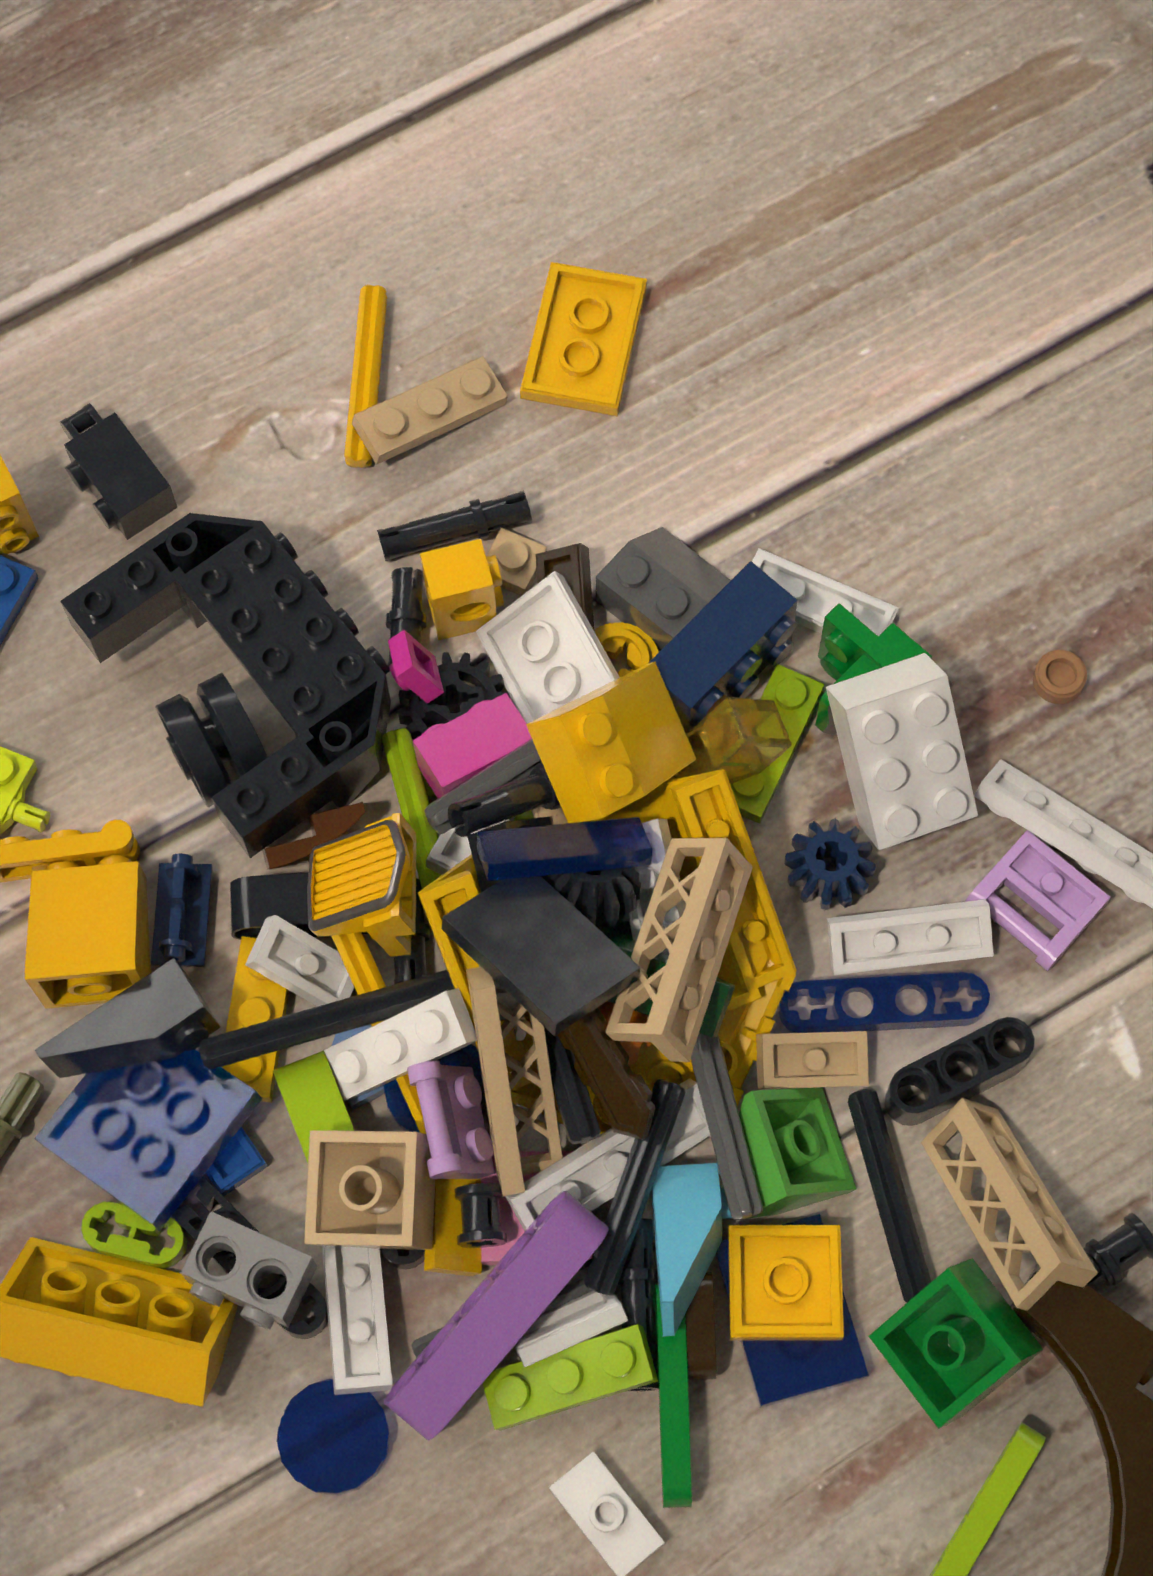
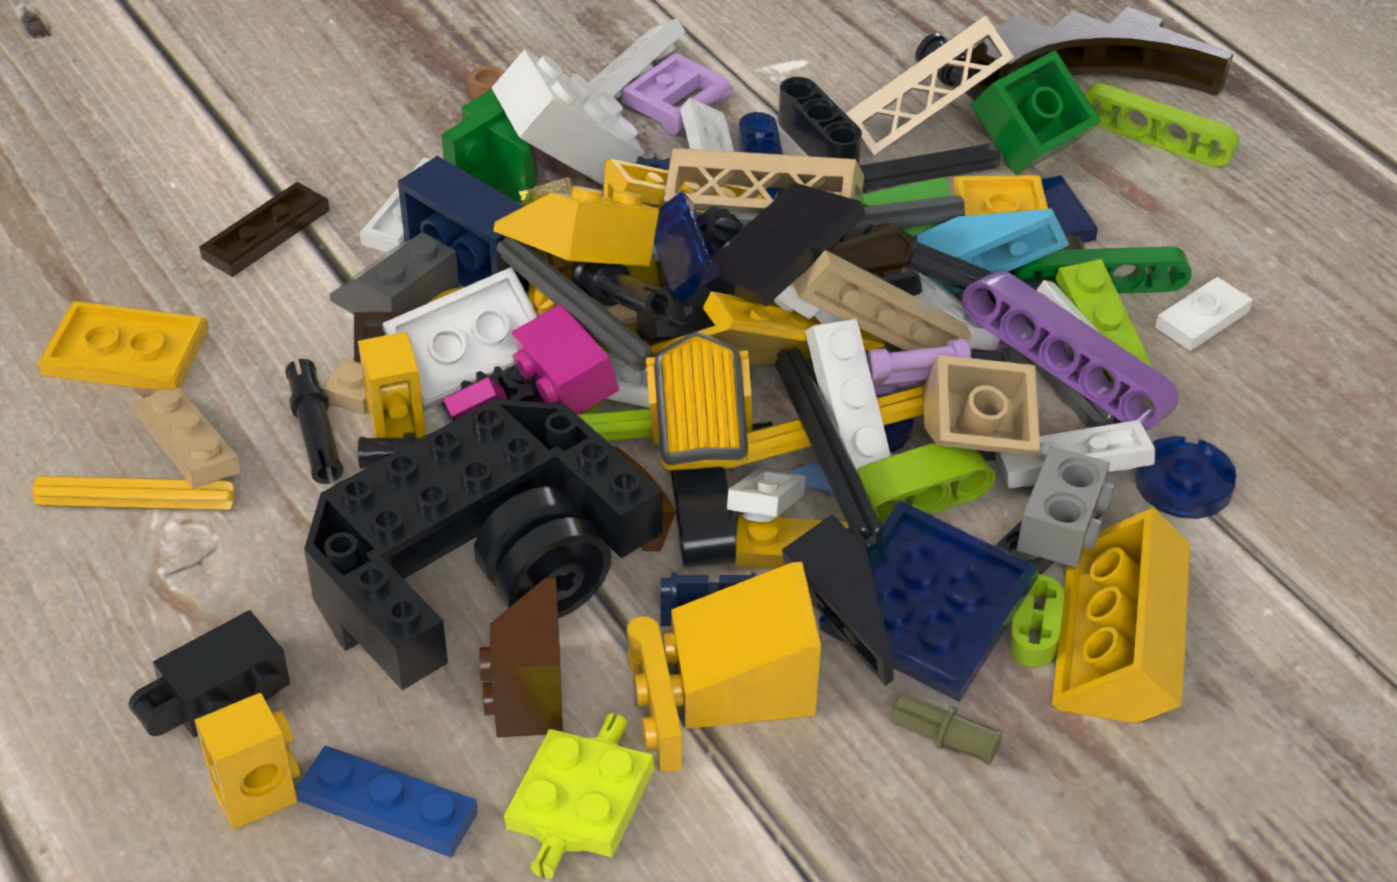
camera: 95 degrees left, 25 degrees down
(79, 732) = (524, 666): none -> reddish brown slope
(776, 452) = (264, 229): none -> dark brown tile

